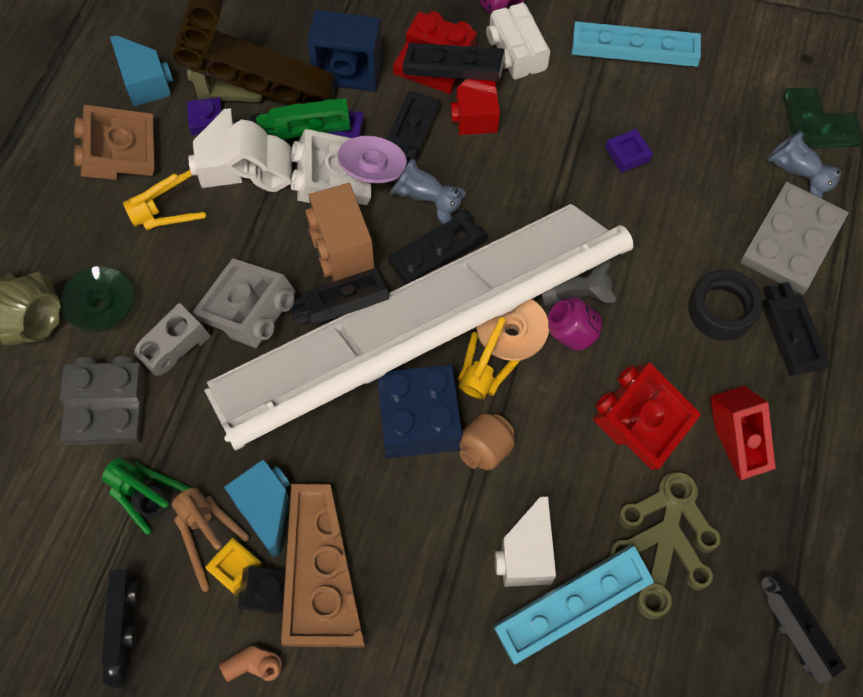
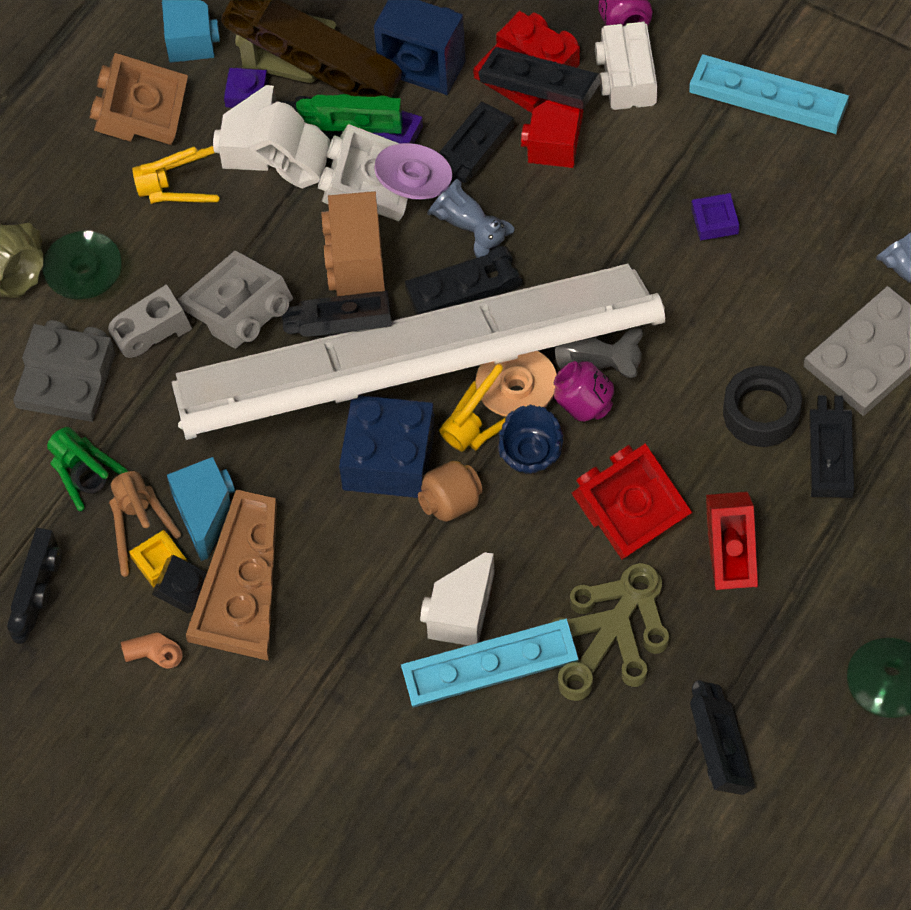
camera: 20 degrees right, 5 degrees down
(542, 378) = (530, 439): none -> dark blue hair

